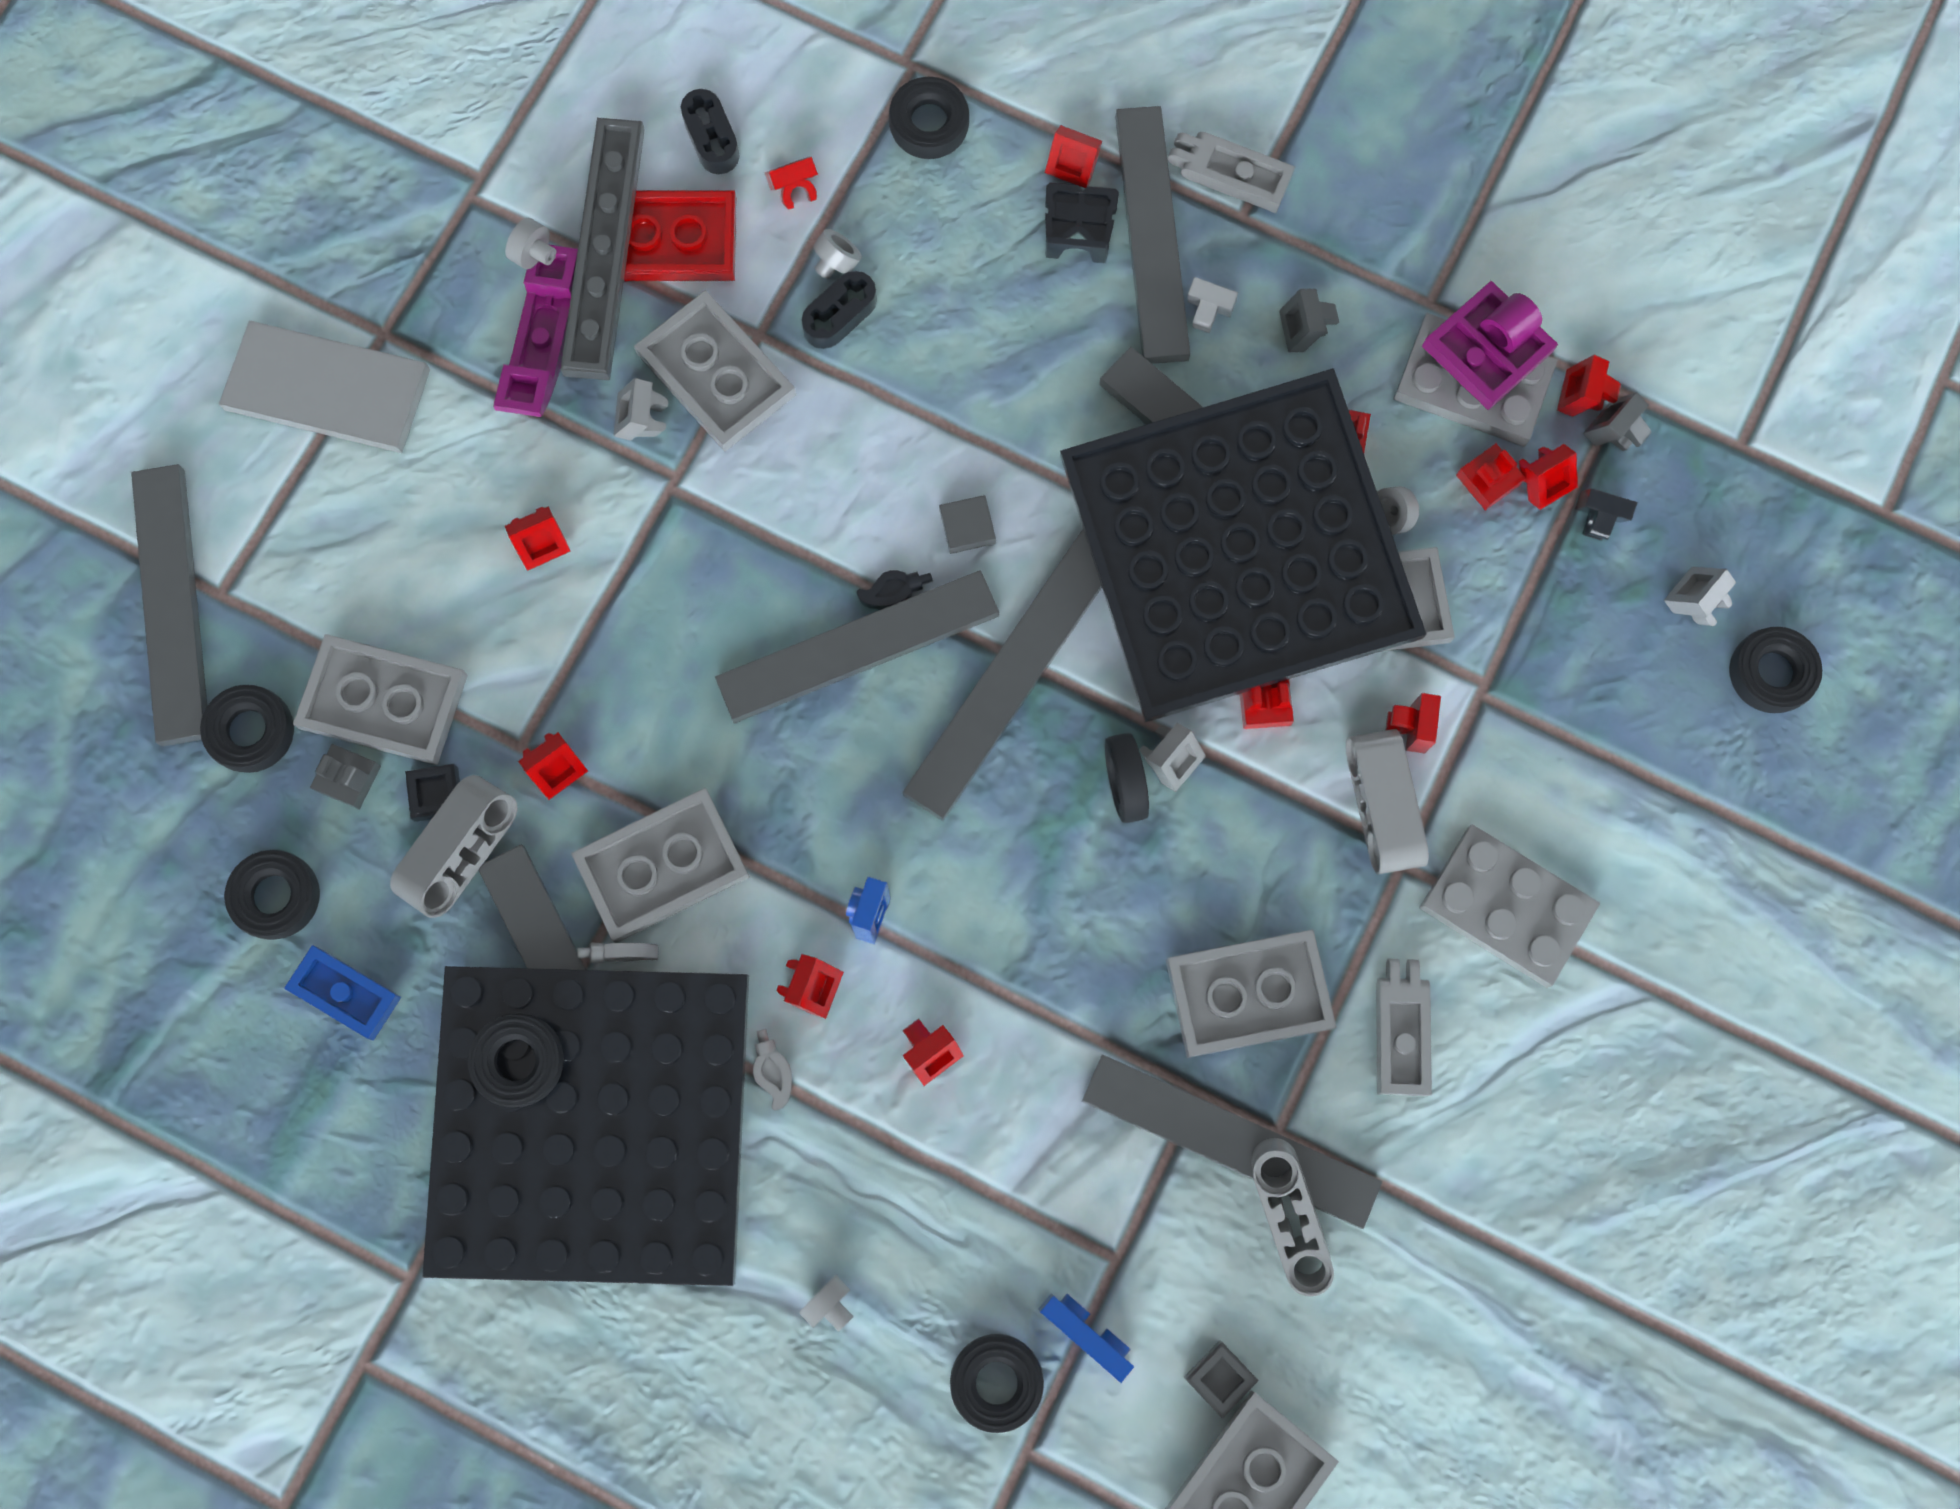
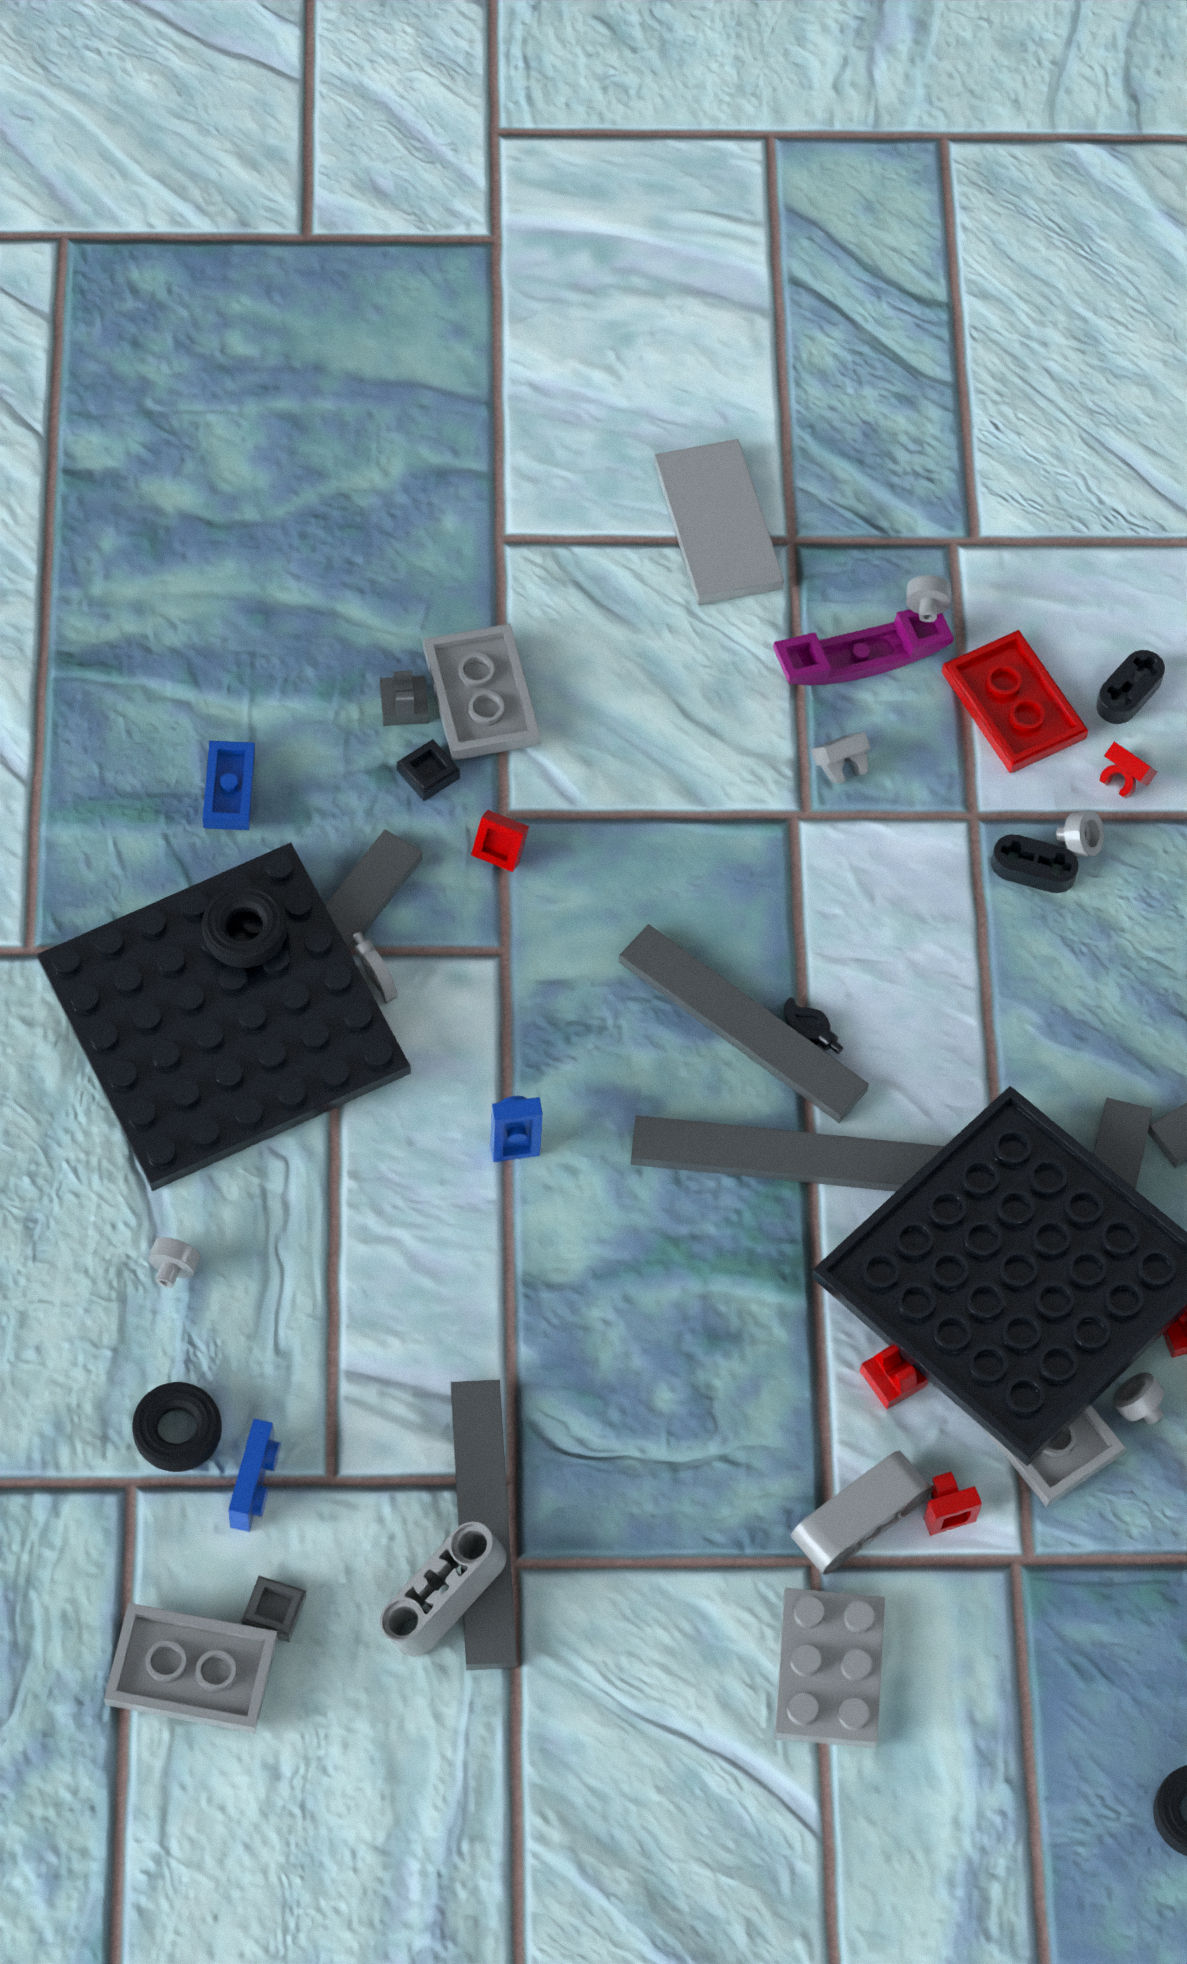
camera: 60 degrees right, 15 degrees down
(169, 604) = (469, 508): dark grey tile -> none
(226, 707) = (401, 587): black tyre -> none
(250, 873) = (282, 722): black tyre -> none
(453, 846) = (392, 801): light grey beam -> none
(537, 538) = (684, 734): red tile -> none
(603, 249) = (967, 656): dark grey tile -> none
(660, 865) = (464, 962): light grey plate -> none
(715, 370) = (915, 794): light grey plate -> none
(772, 1071) = (340, 1133): light grey piece -> none
(811, 985) = (429, 1123): red tile -> none
(931, 1051) = (424, 1240): red tile -> none
(967, 524) = (905, 1056): dark grey tile -> none
(1126, 777) = (750, 1278): black tyre -> none
(1174, 756) = (795, 1316): light grey tile -> none
(1250, 993) = (621, 1476): light grey plate -> none
(1403, 1031) = (660, 1621): light grey hinge -> none

